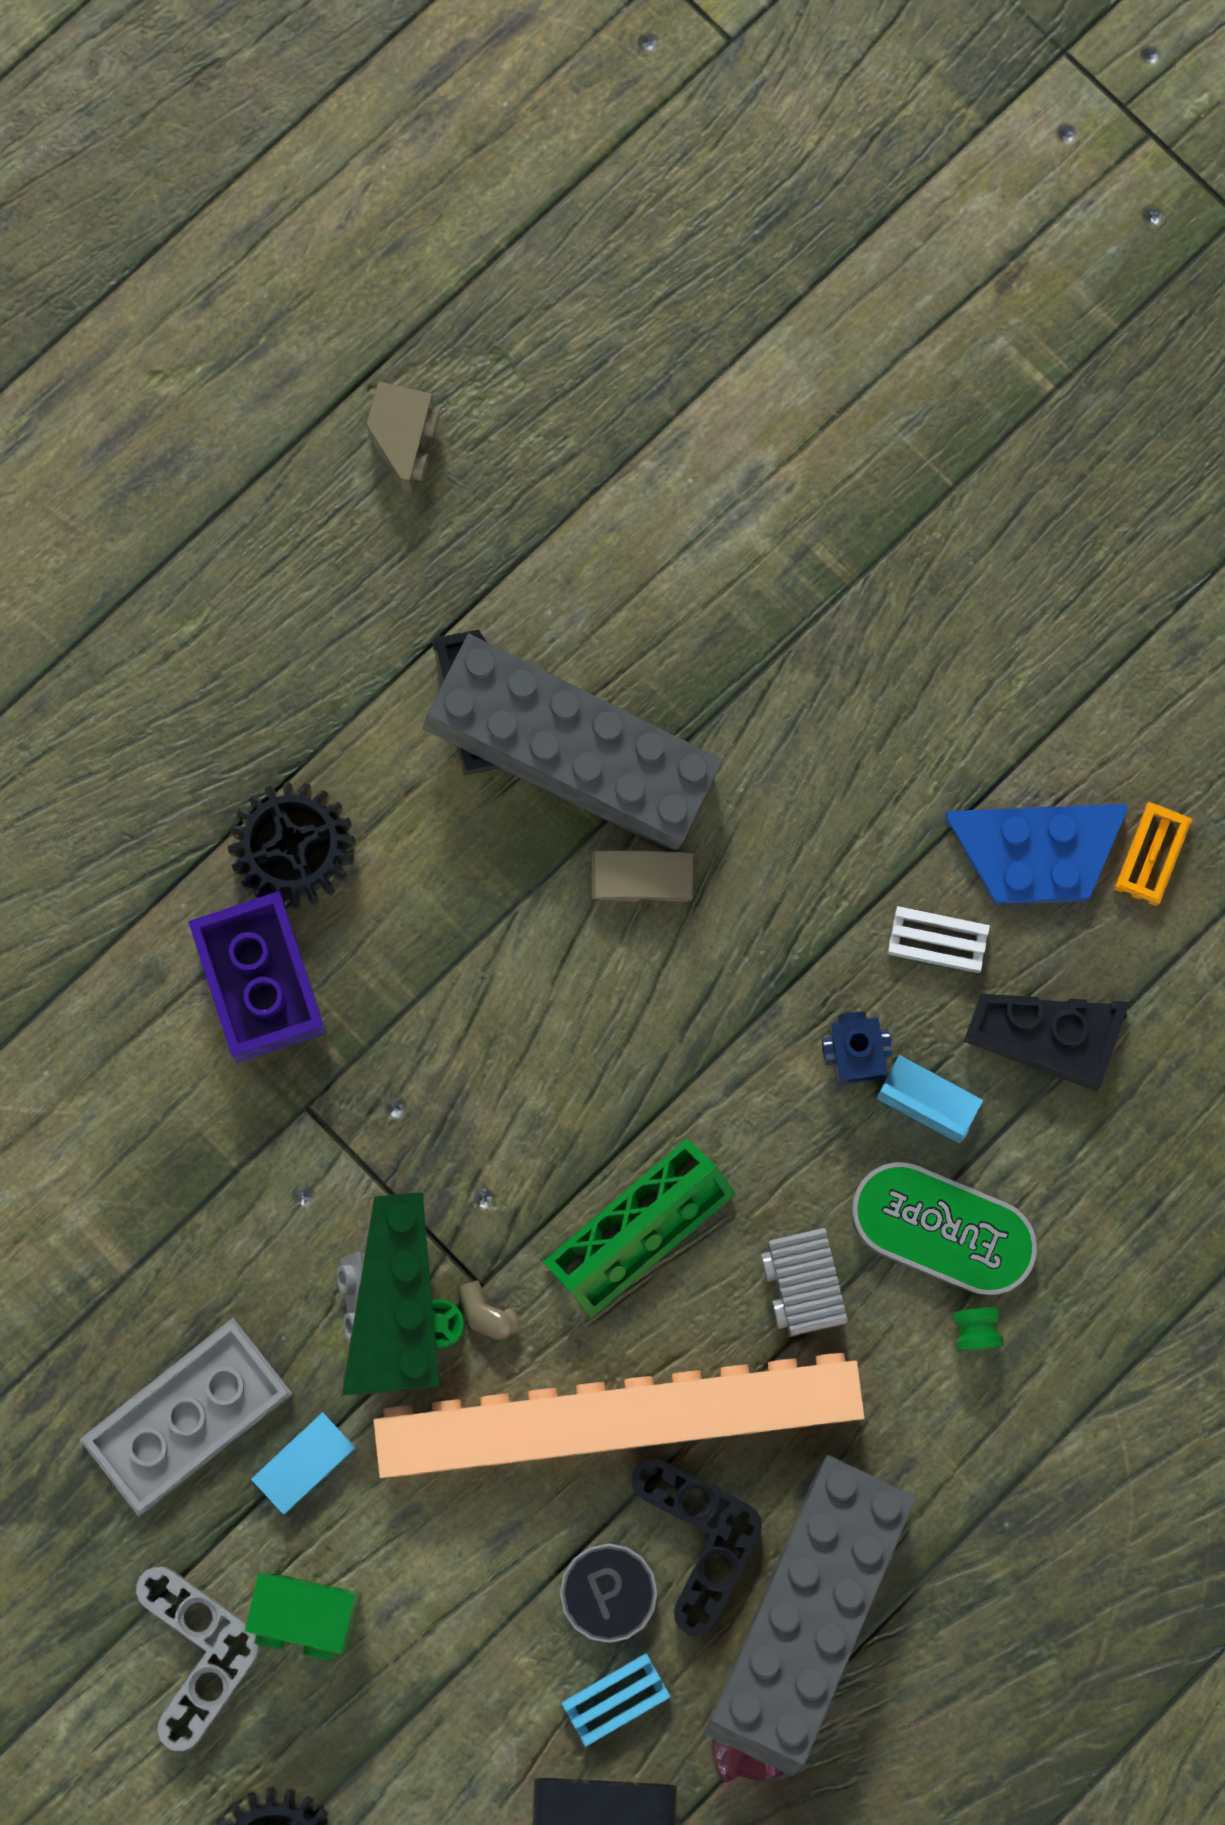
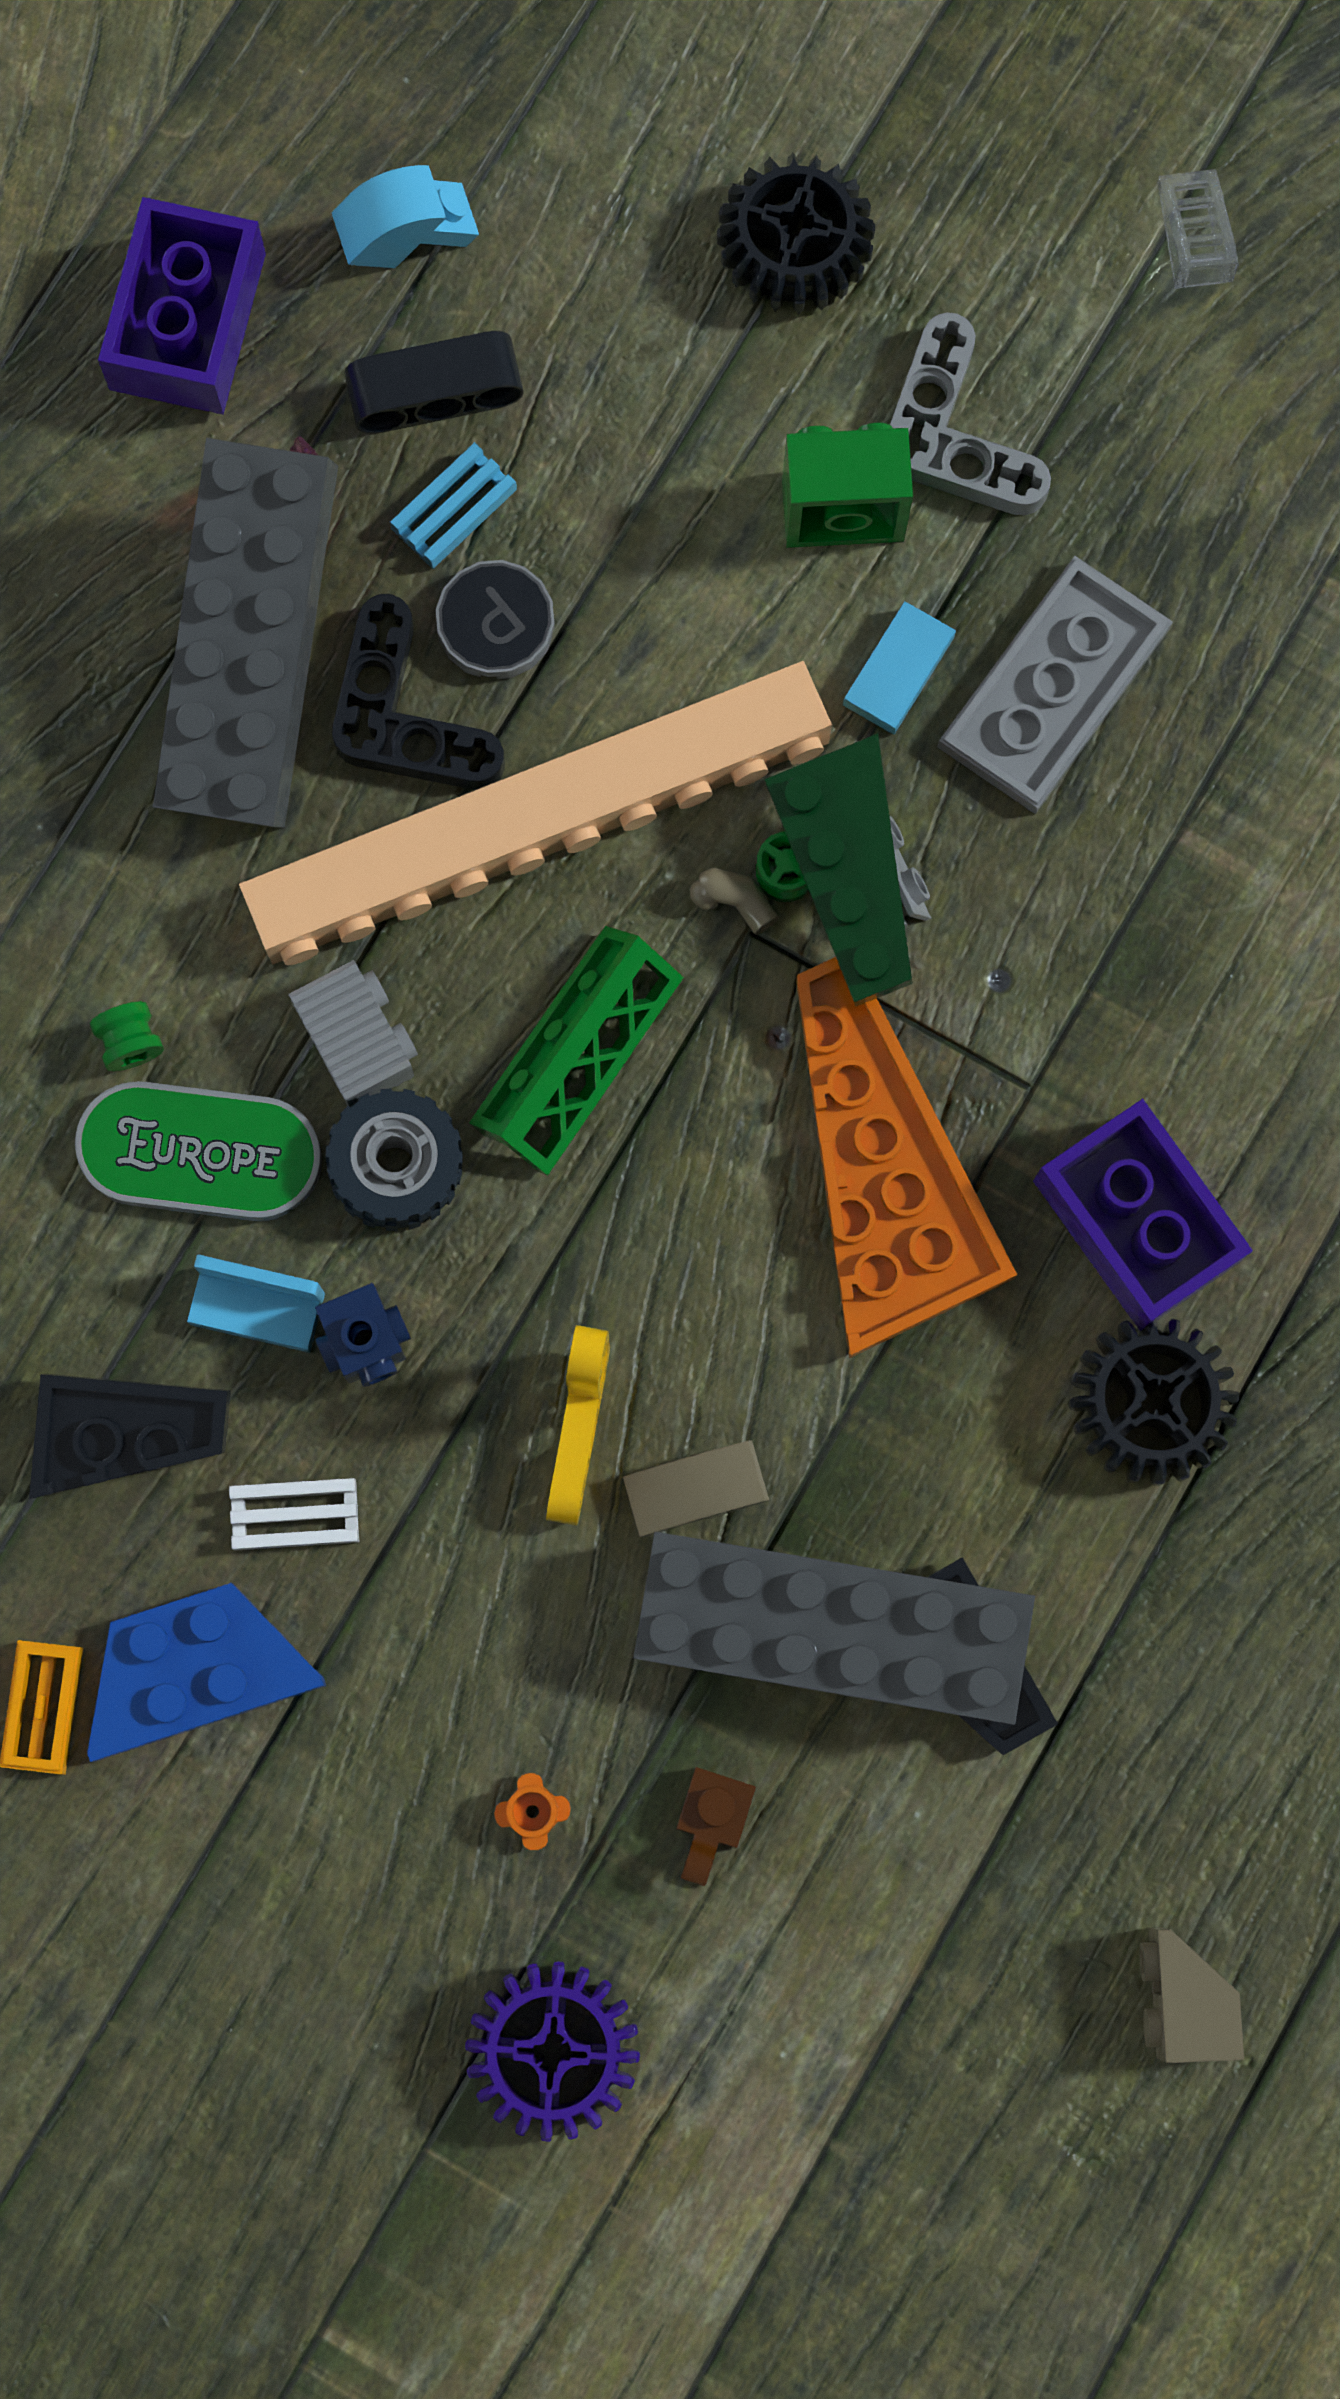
camera: 165 degrees right, 0 degrees up
(431, 1046) = (896, 1195): none -> orange wing
(693, 648) = (715, 1815): none -> reddish brown plate
(709, 951) = (585, 1387): none -> yellow beam
(791, 1148) = (389, 1122): none -> black wheel
(820, 672) = (532, 1830): none -> orange plate
(864, 529) = (548, 2107): none -> dark purple gear

